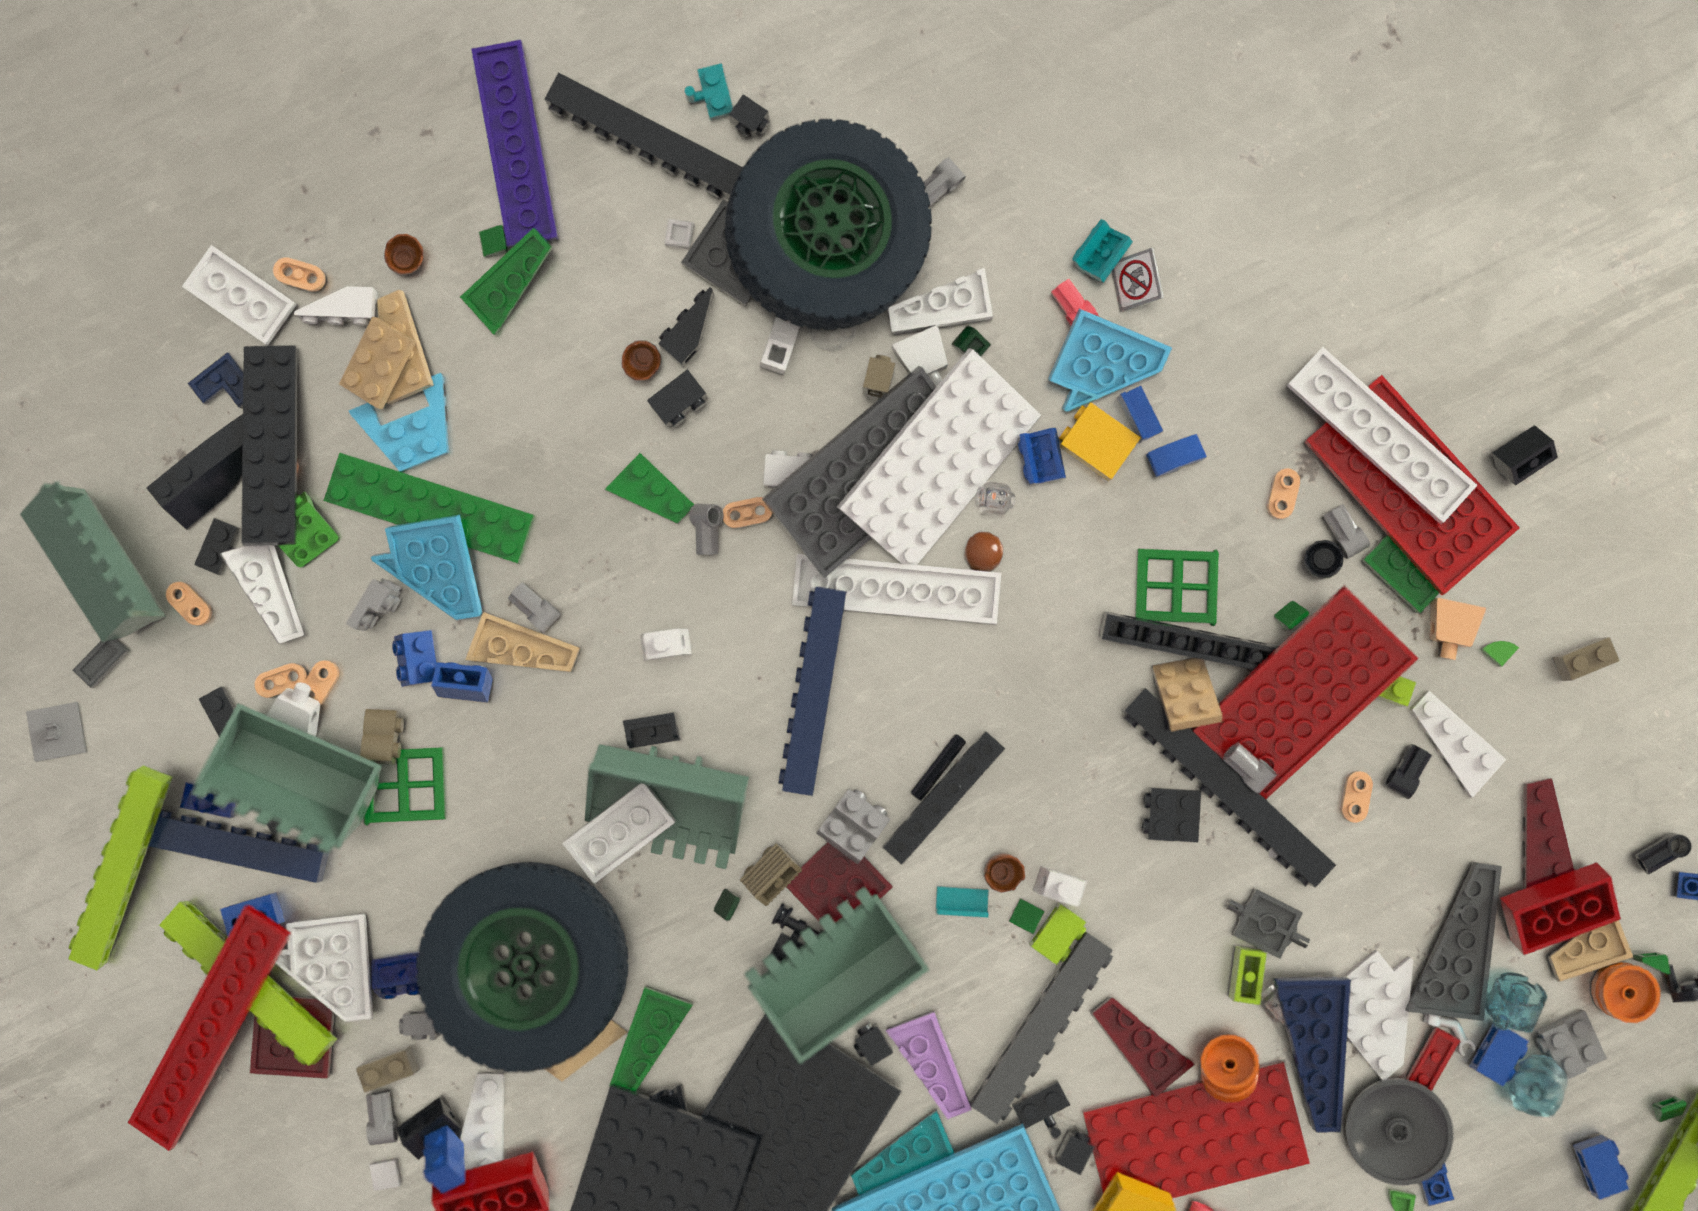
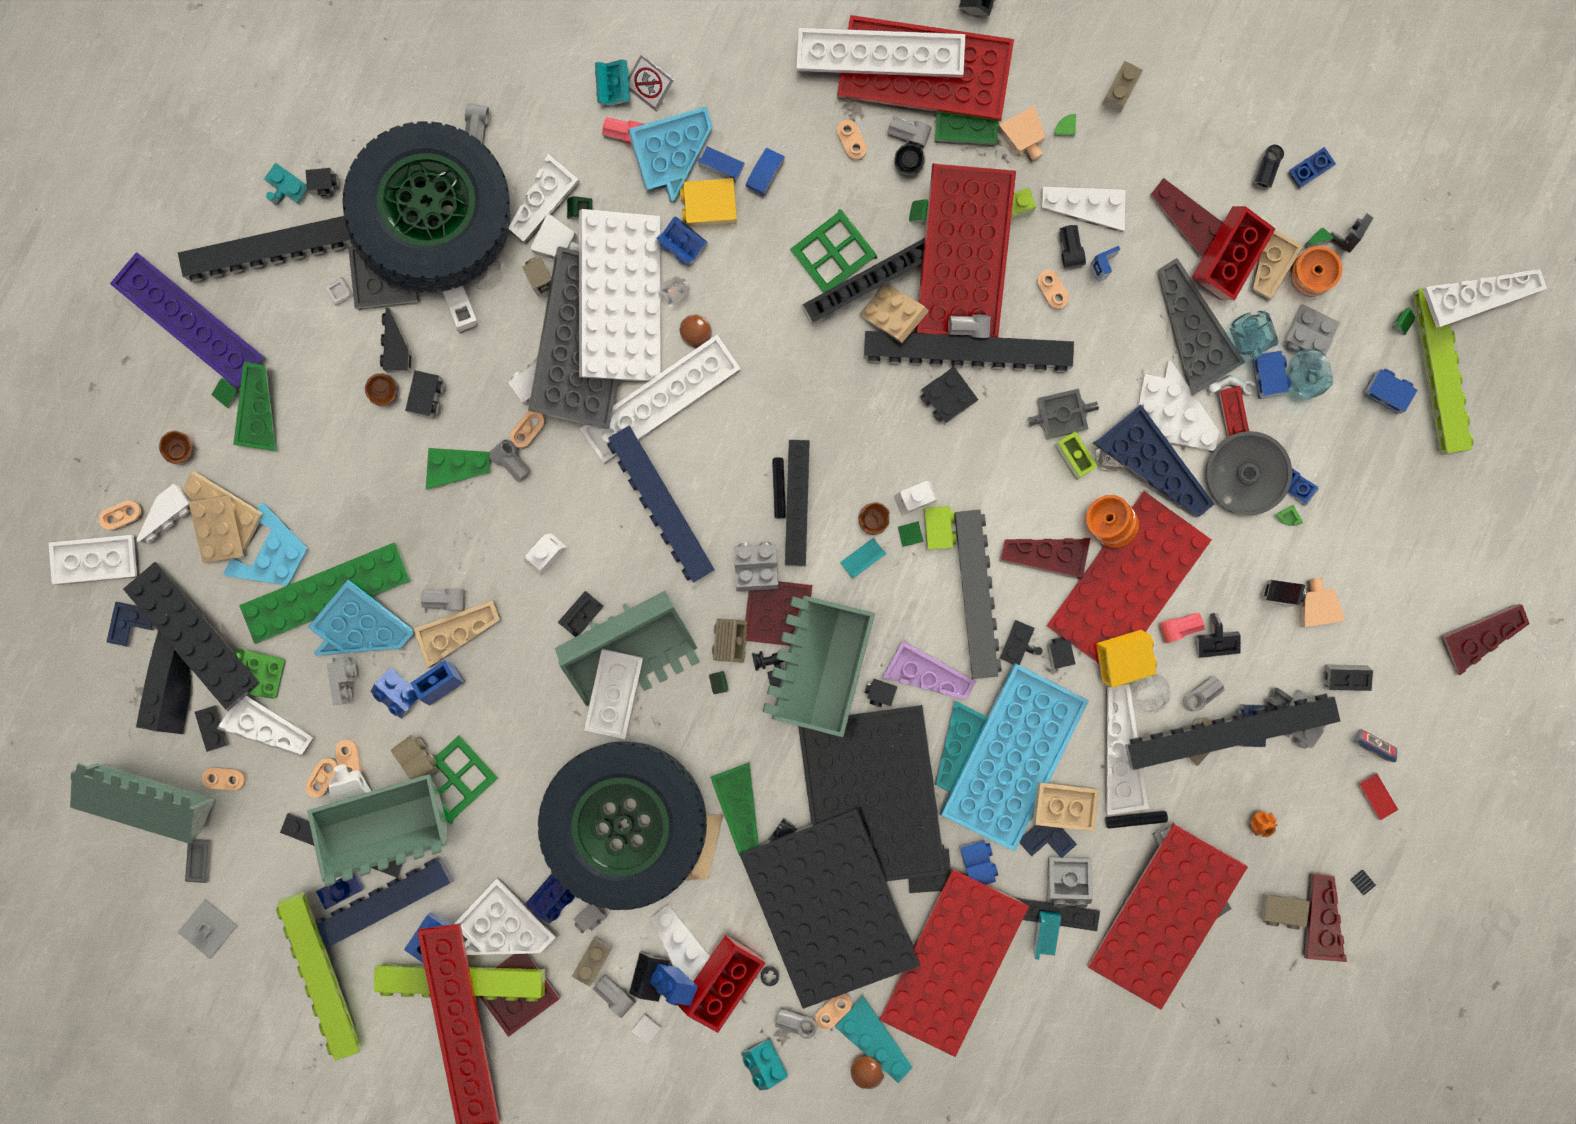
camera: 35 degrees left, 0 degrees up
(1423, 814) = (1101, 265): none -> blue panel

